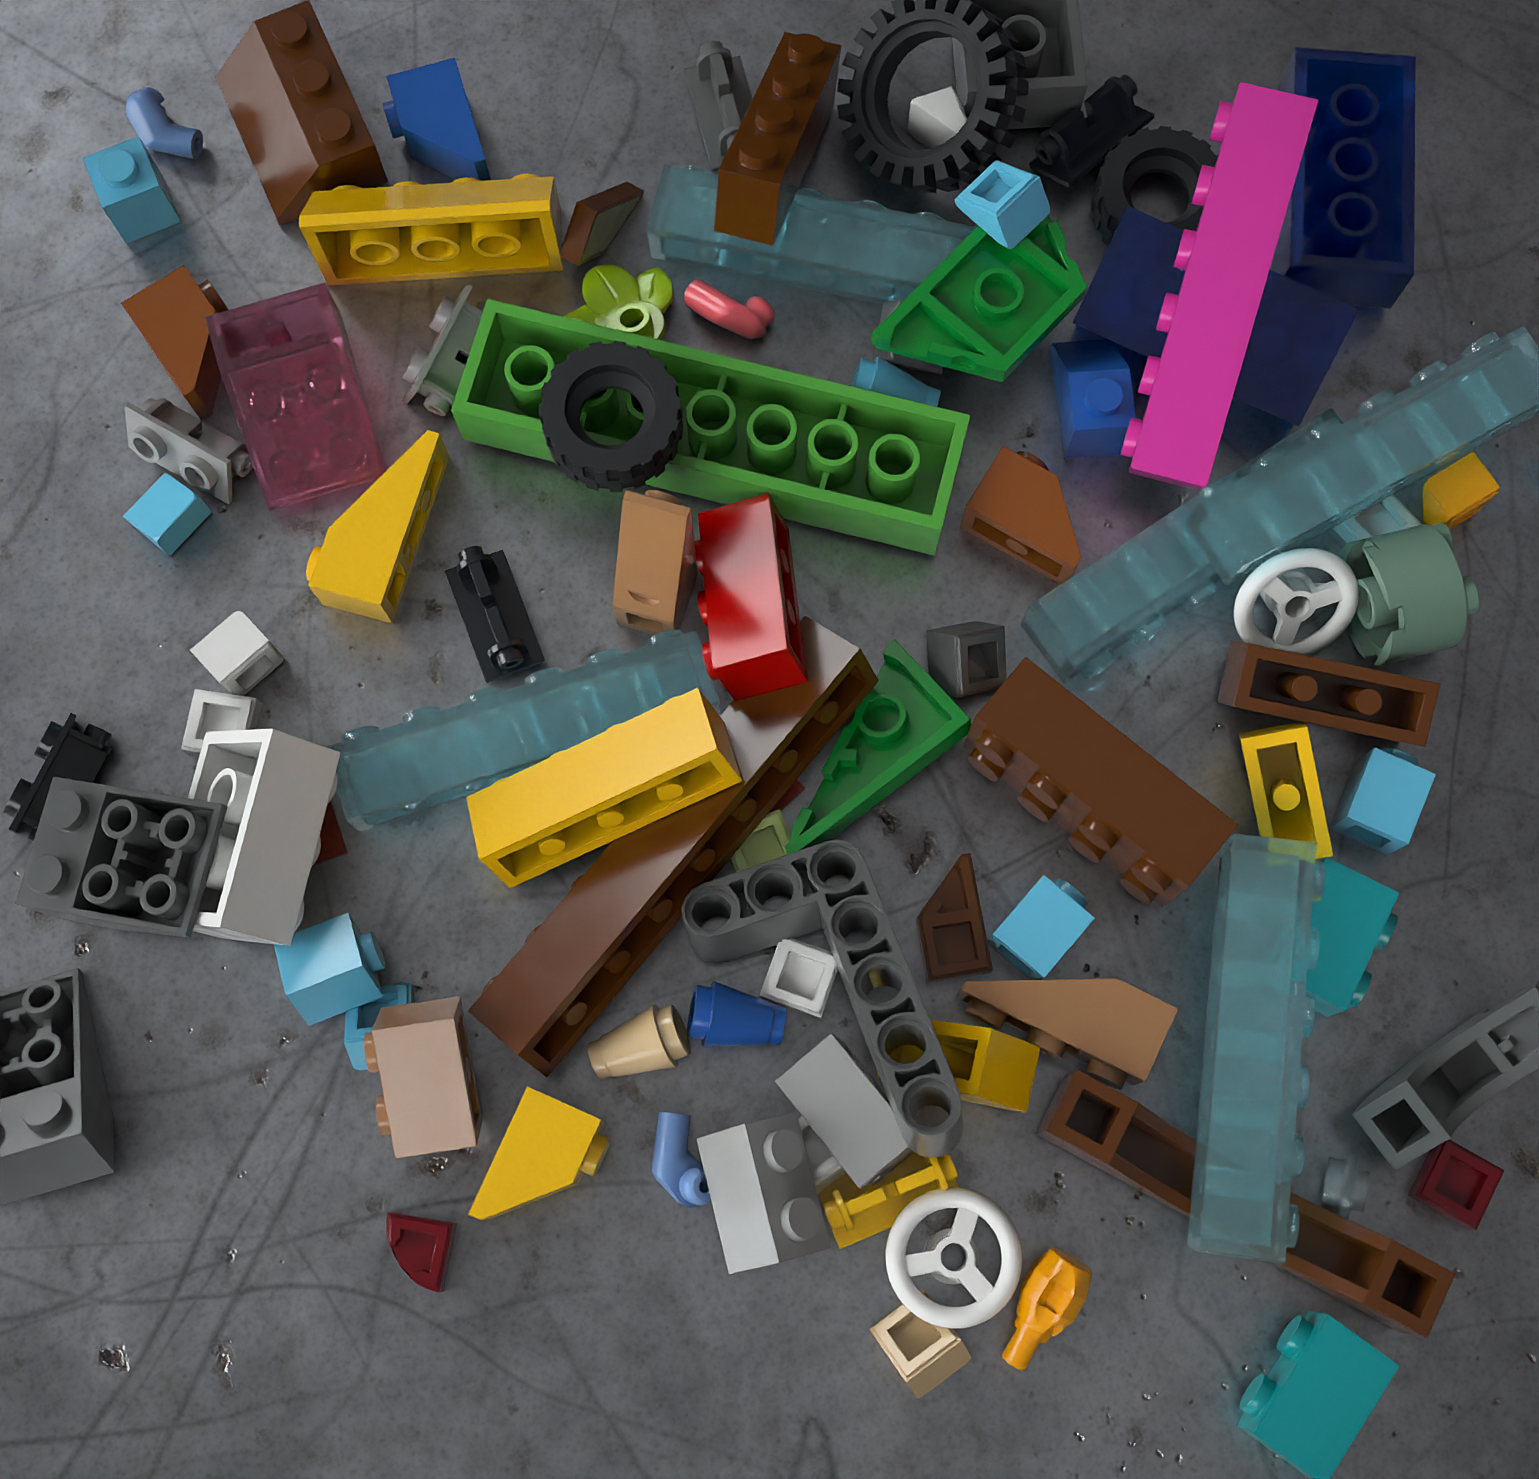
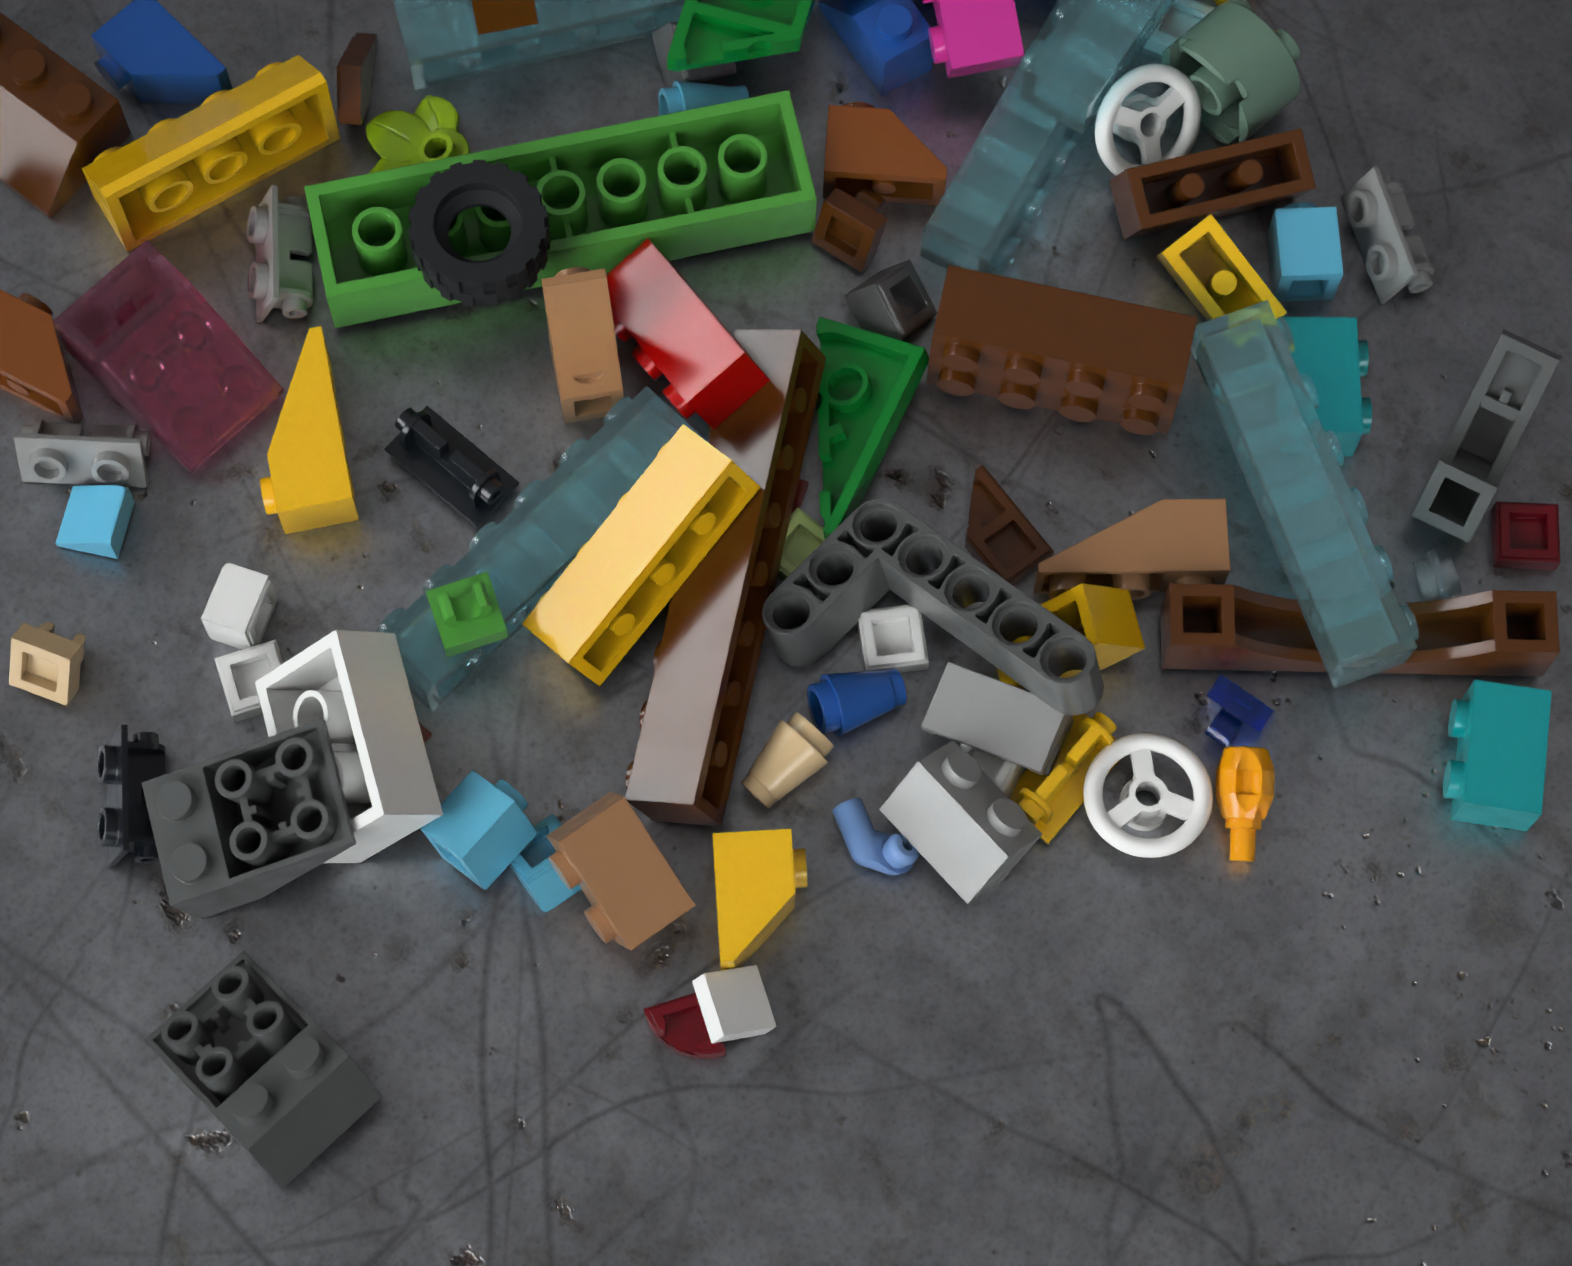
camera: 30 degrees left, 5 degrees down
(48, 621) = (46, 662): none -> tan tile
(417, 766) = (467, 614): none -> bright green tile
(468, 1253) = (734, 1004): none -> white tile
(747, 320) = (534, 105): coral arm -> none
(920, 1350) = (1159, 888): tan slope -> none
(967, 568) = (851, 227): none -> reddish brown tile
(1042, 927) = (1076, 494): medium azure brick -> none
(1085, 1215) = (1237, 709): none -> clear blue tile
(1472, 798) = (1378, 218): none -> light grey hinge

